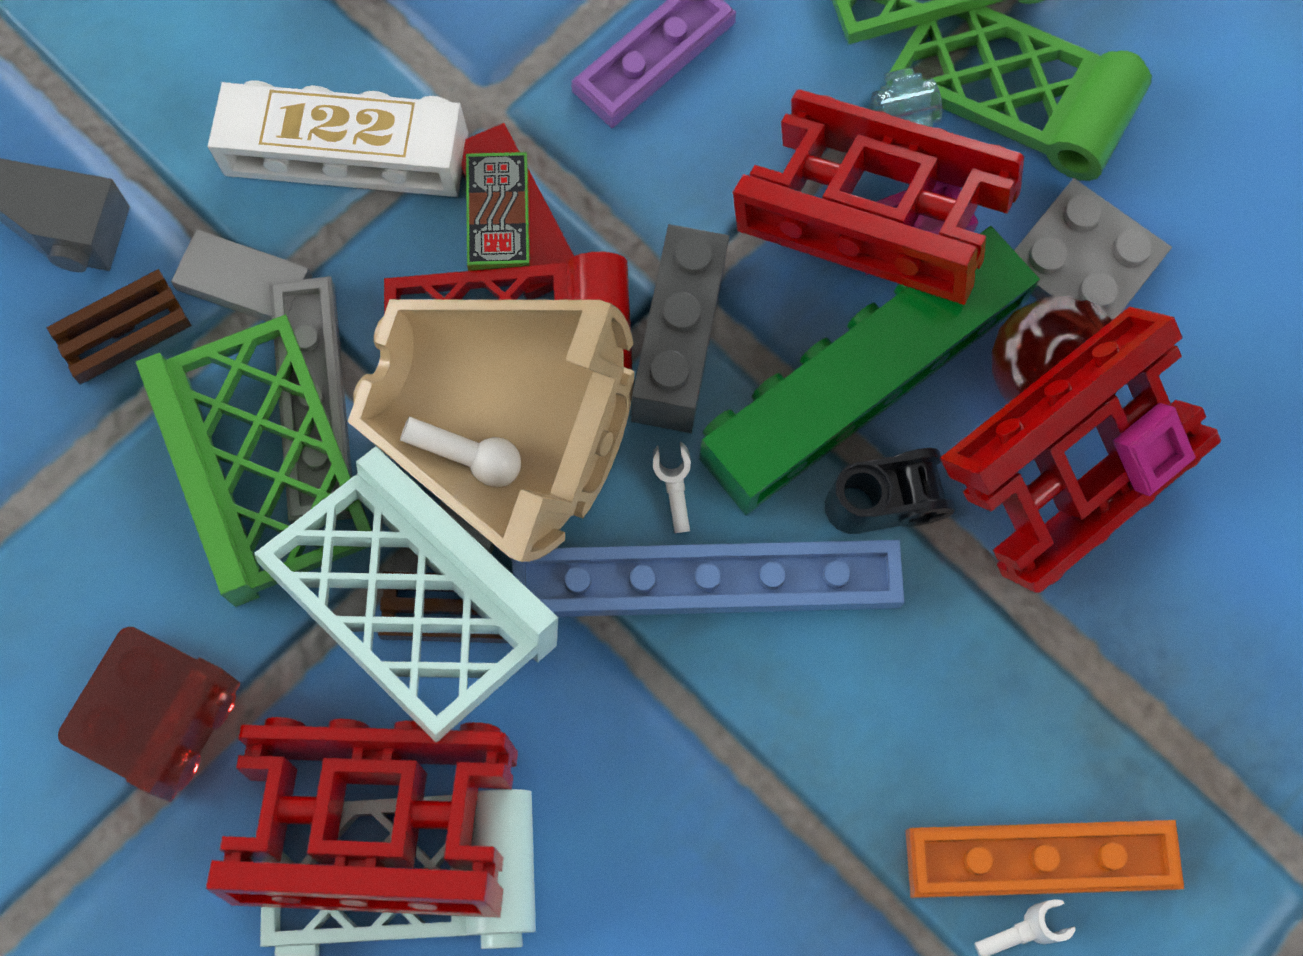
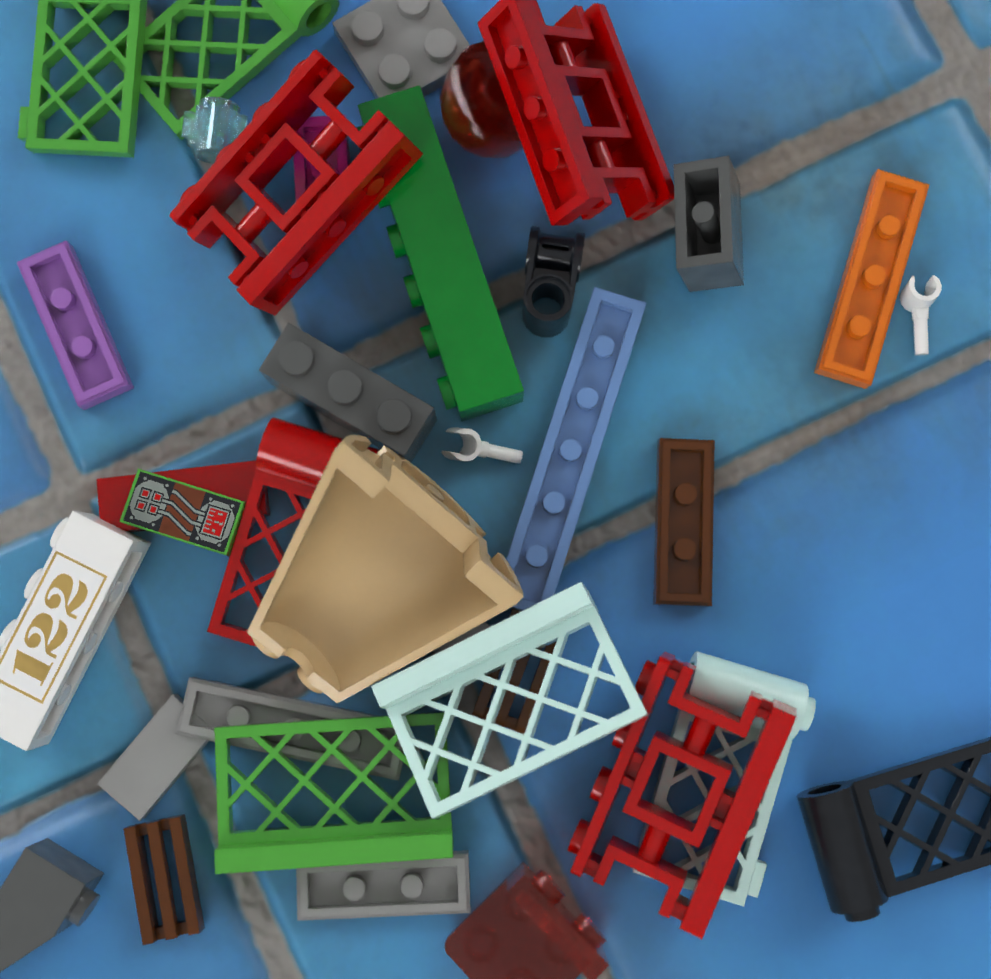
camera: 65 degrees left, 10 degrees up
(171, 550) = (385, 889): none -> light grey tile
(491, 461) = (412, 593): white bar -> none
(674, 734) = (684, 522): none -> reddish brown tile
(1020, 638) = (708, 224): none -> dark grey brick
(1154, 449) = (599, 56): dark pink tile -> none

